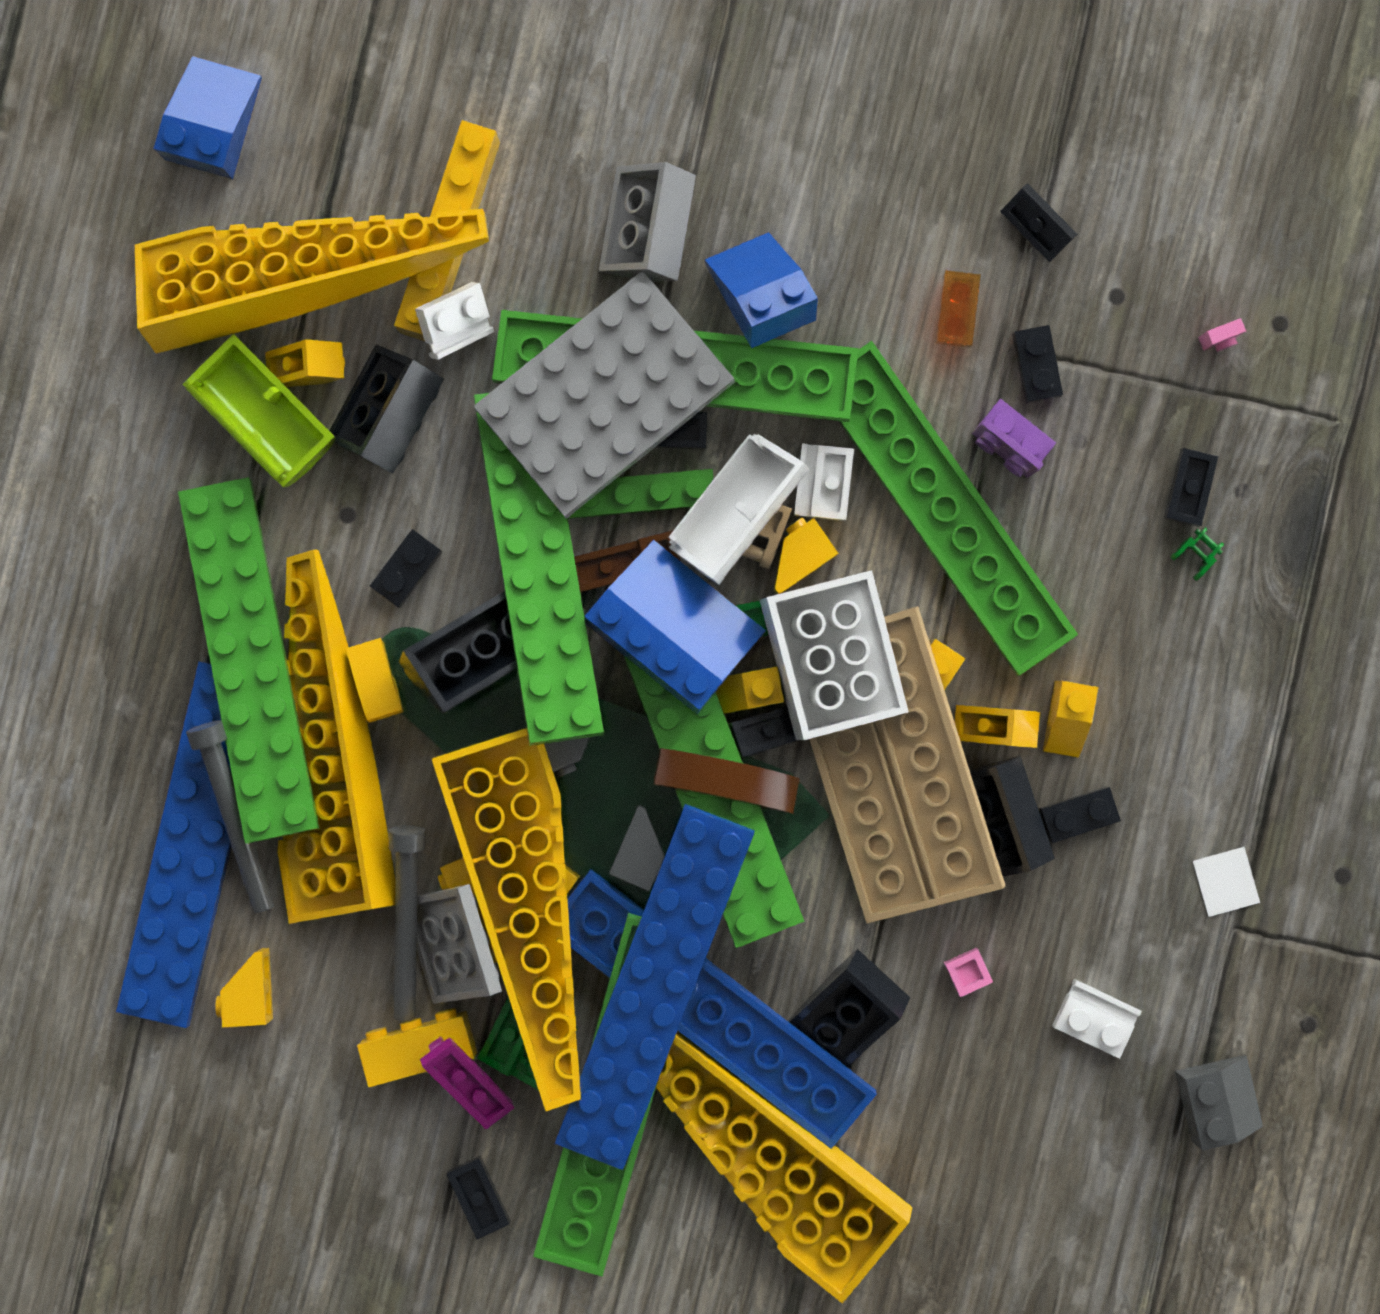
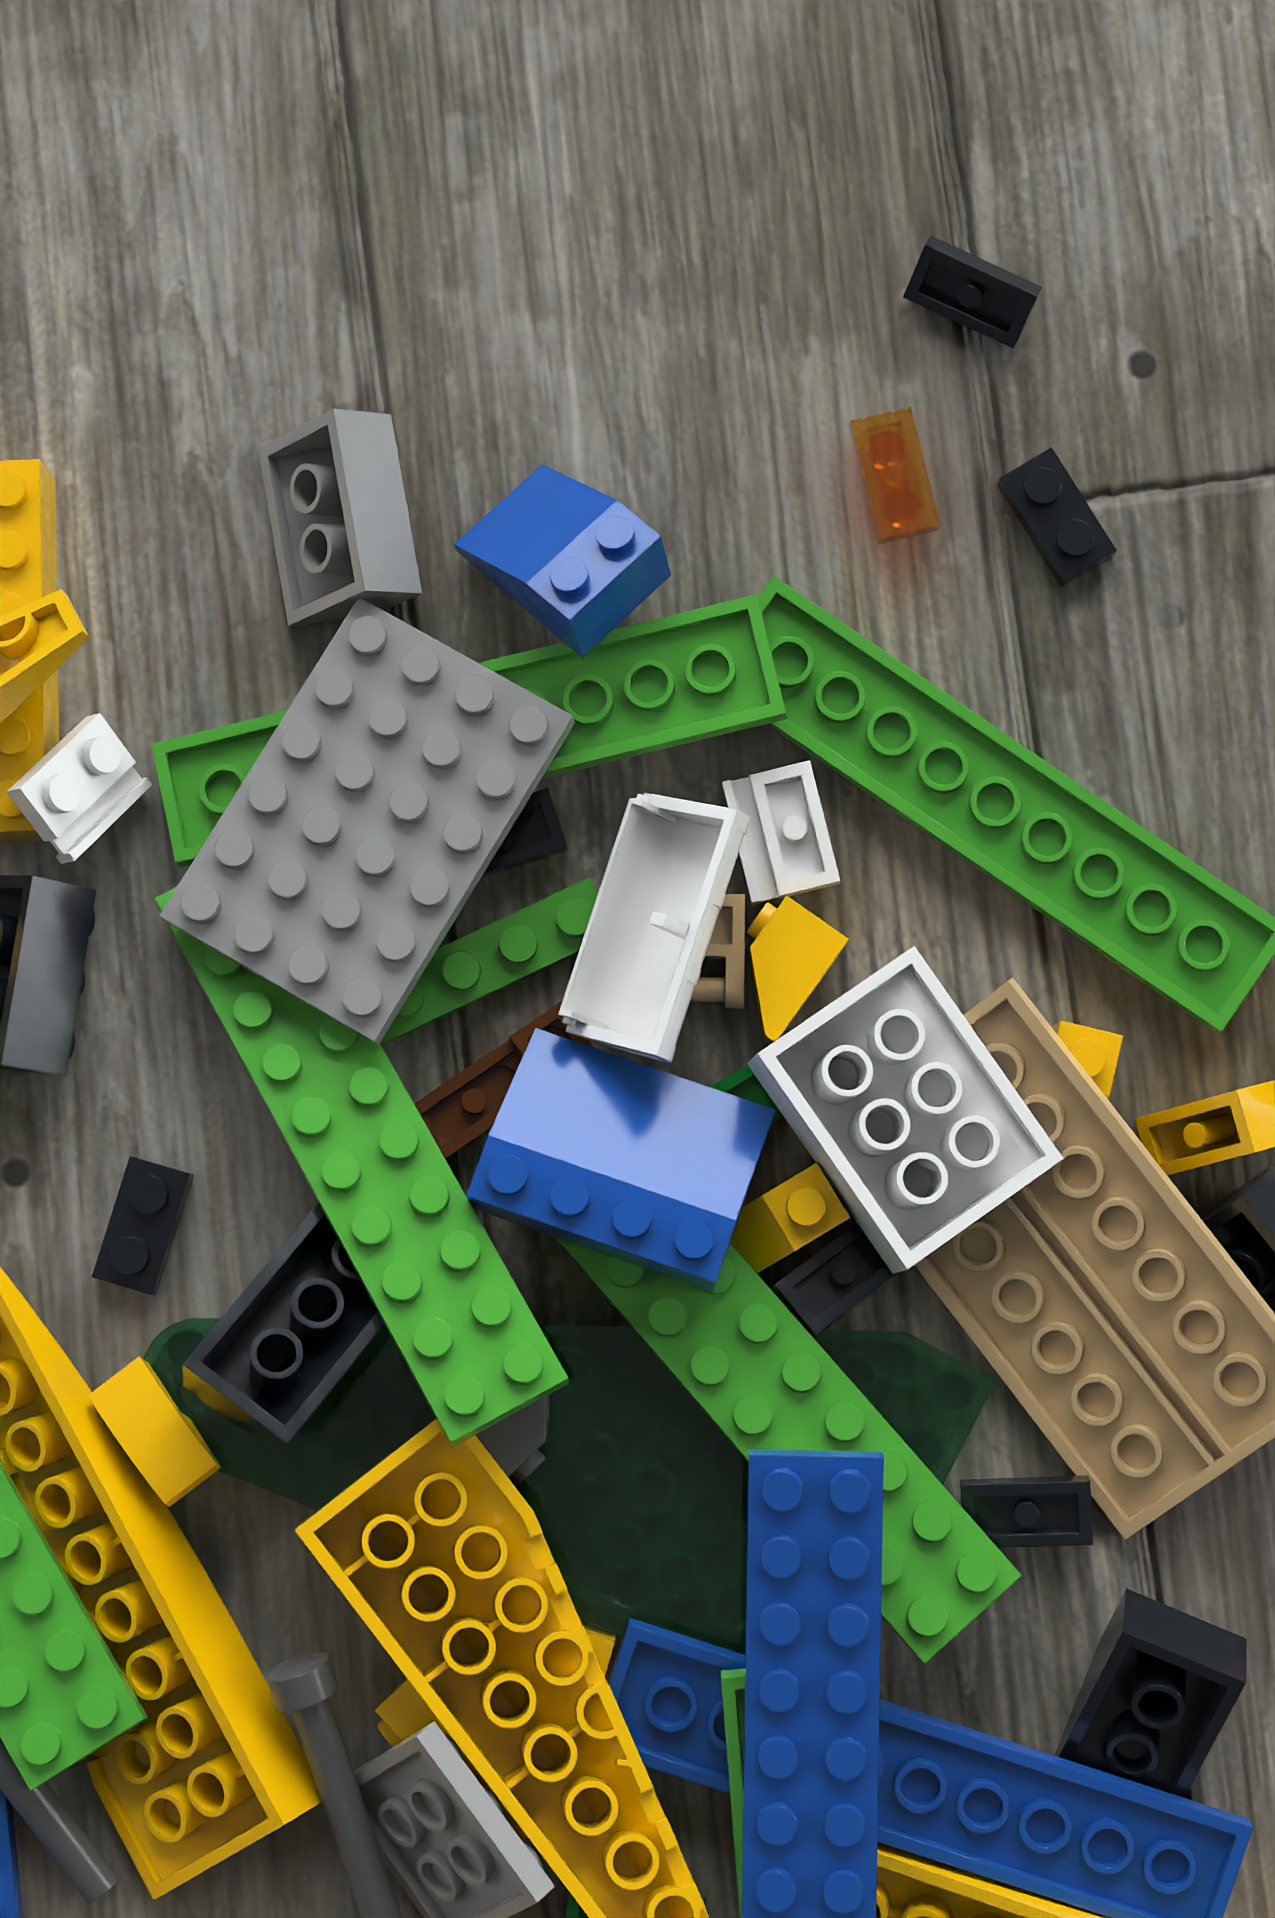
camera: 15 degrees left, 5 degrees down
(640, 853) = (703, 1561): dark grey slope -> none
(726, 780) = (802, 1383): reddish brown slope -> none
(822, 890) = (1031, 1510): none -> black plate
(1013, 439) = (1064, 652): medium lavender bracket -> none

